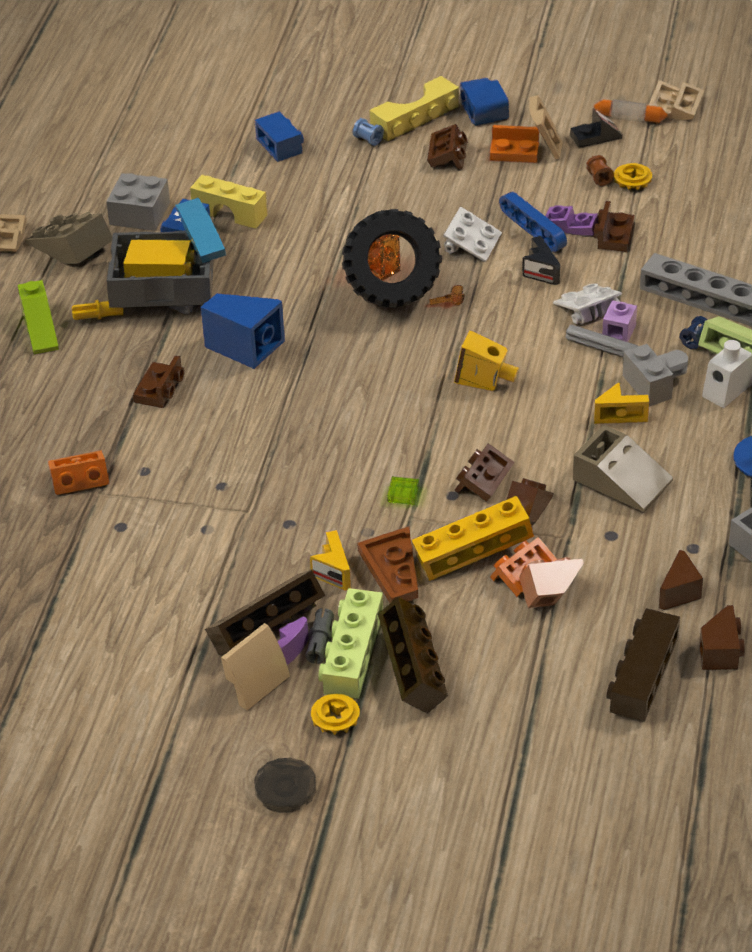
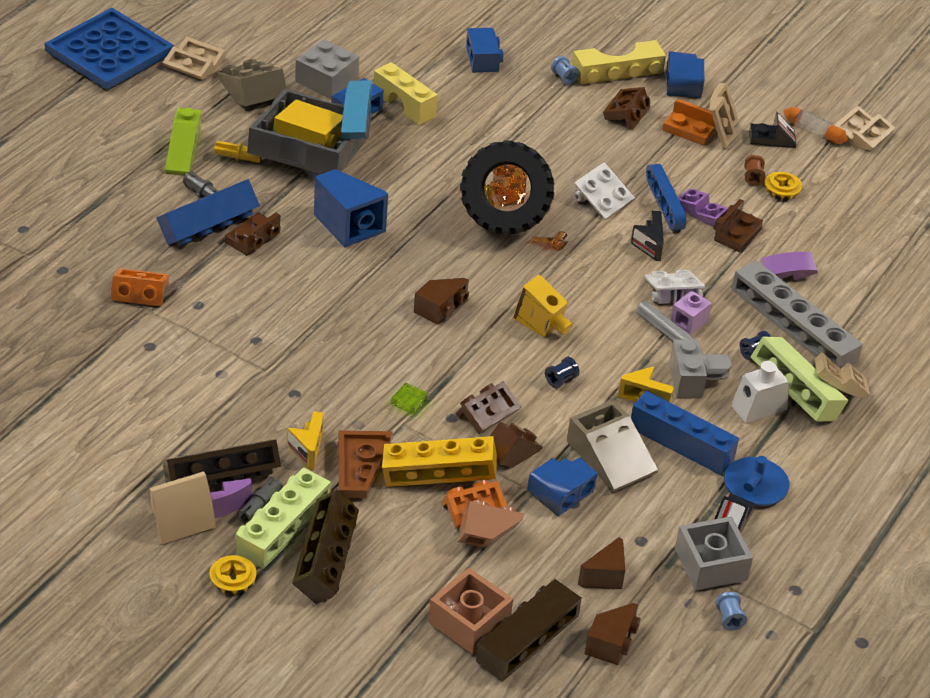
camera: 15 degrees right, 0 degrees up
(85, 357) = (200, 186): none -> dark grey pin
(106, 377) = (208, 211): none -> blue brick
(285, 784) = (153, 621): clear smoke tile -> none
(379, 386) = (440, 298): none -> reddish brown slope
(530, 420) = (563, 371): none -> dark blue bush
(582, 665) = (469, 609): none -> nougat brick
(595, 520) = (562, 483): none -> blue piece
(680, 434) = (684, 432): none -> blue brick
(685, 246) = (791, 263): none -> medium lavender slope

